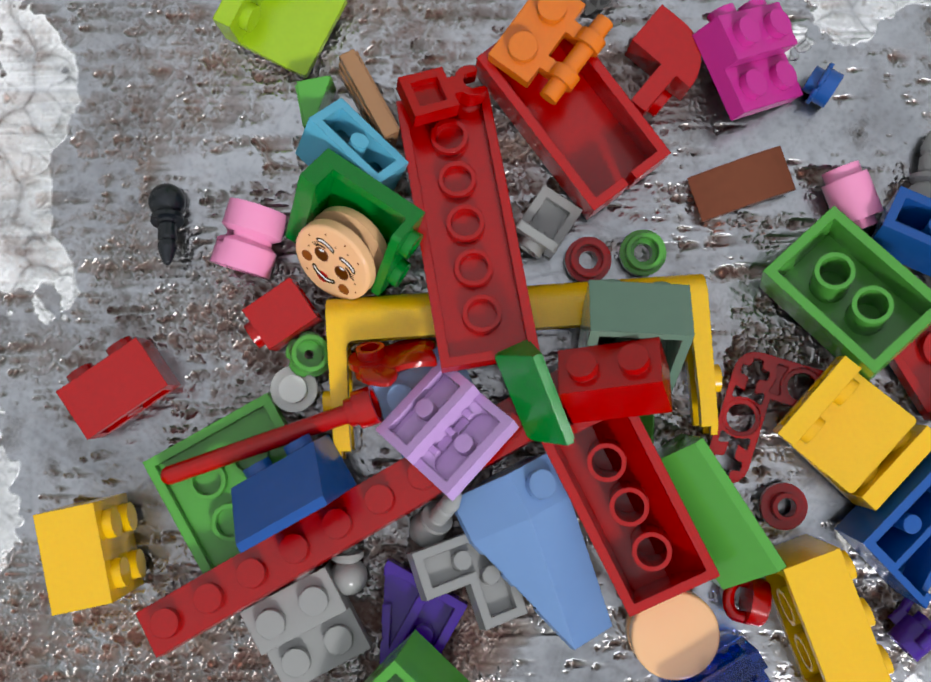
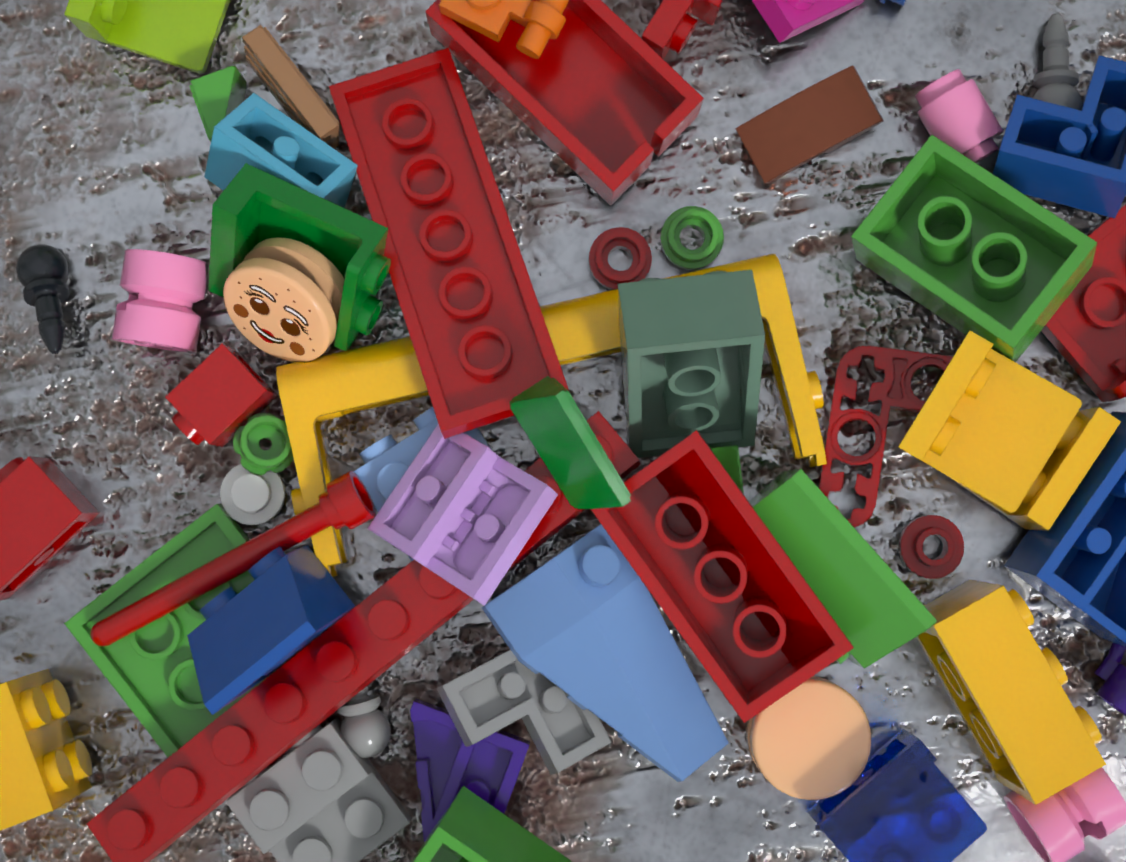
camera: 10 degrees left, 0 degrees up
(380, 364) = (361, 440): red plate -> none
(434, 521) = (467, 639): light grey bar -> none
(435, 97) = (379, 72): red plate -> none
(546, 223) = (555, 218): light grey bracket -> none
(614, 380) = (672, 411): red brick -> none
(754, 602) = (910, 679): red tile -> none

